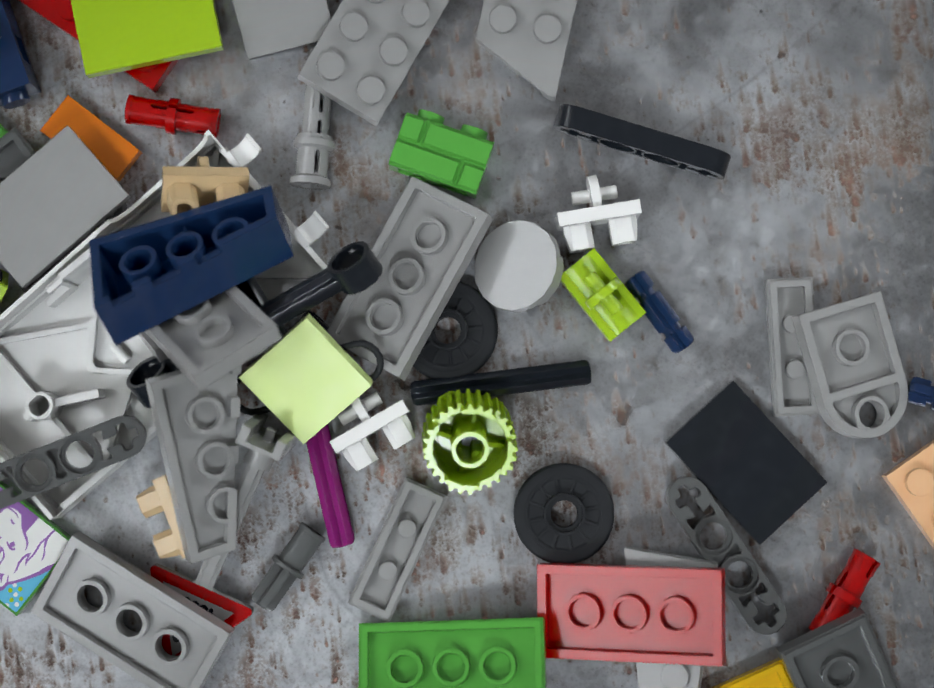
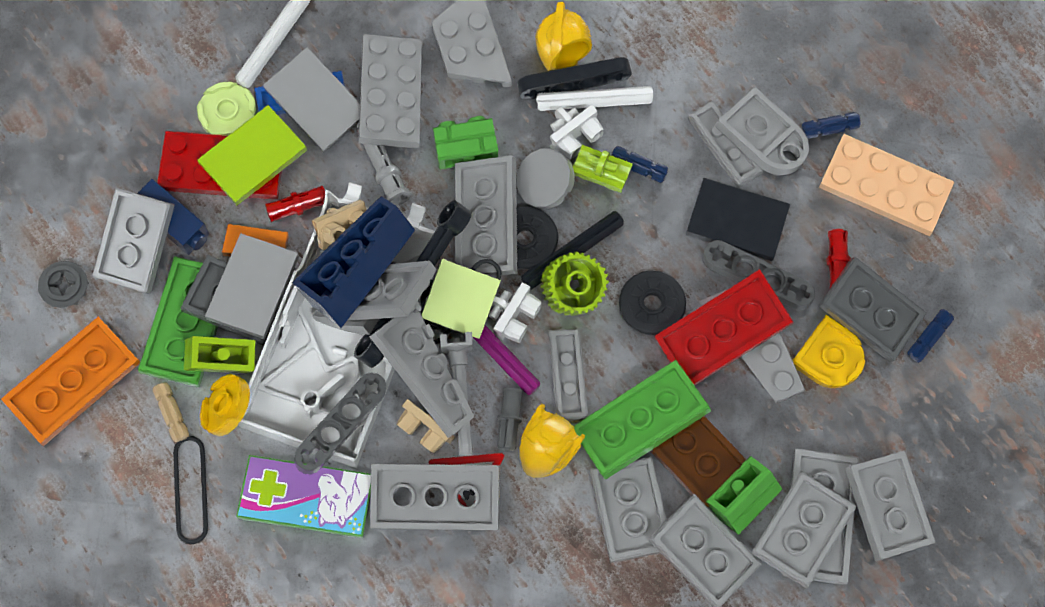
camera: 30 degrees left, 15 degrees down
(315, 633) = (548, 444): none -> yellow helmet
(654, 184) = (597, 98): none -> white axle
(656, 79) = (562, 39): none -> yellow helmet

